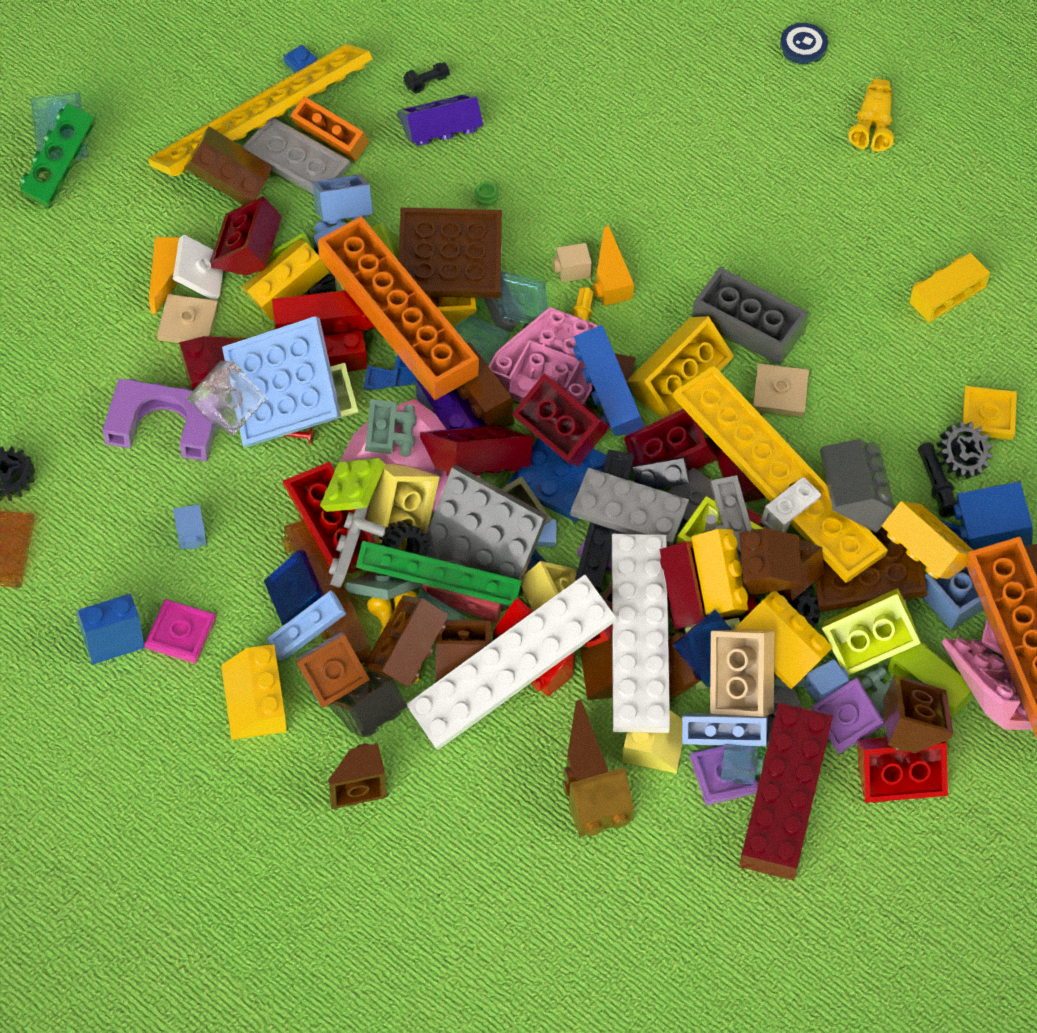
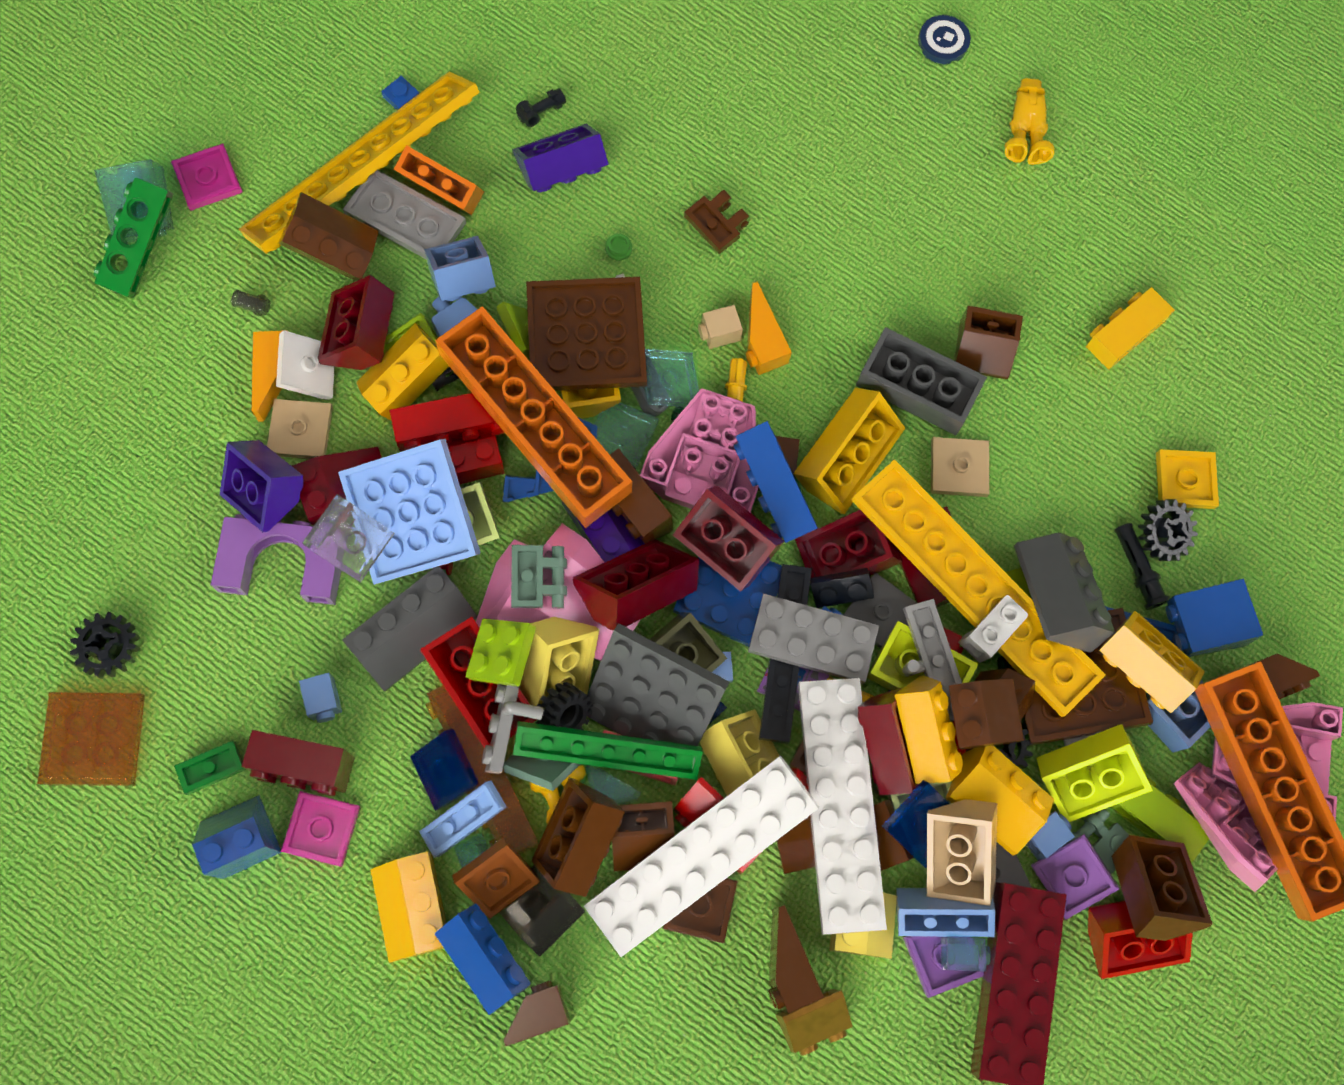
camera: 10 degrees left, 15 degrees up
(88, 574) = (209, 767): none -> green plate
(121, 116) = (206, 177): none -> dark pink tile
(151, 353) = (259, 483): none -> dark purple slope
(157, 218) = (257, 304): none -> clear smoke pin
(168, 570) = (298, 763): none -> dark red brick
(255, 486) = (393, 637): none -> dark grey slope
(315, 723) = (482, 958): none -> blue slope
(513, 719) = (708, 915): none -> reddish brown plate
(574, 182) = (712, 225): none -> reddish brown plate
(816, 287) = (988, 341): none -> reddish brown slope

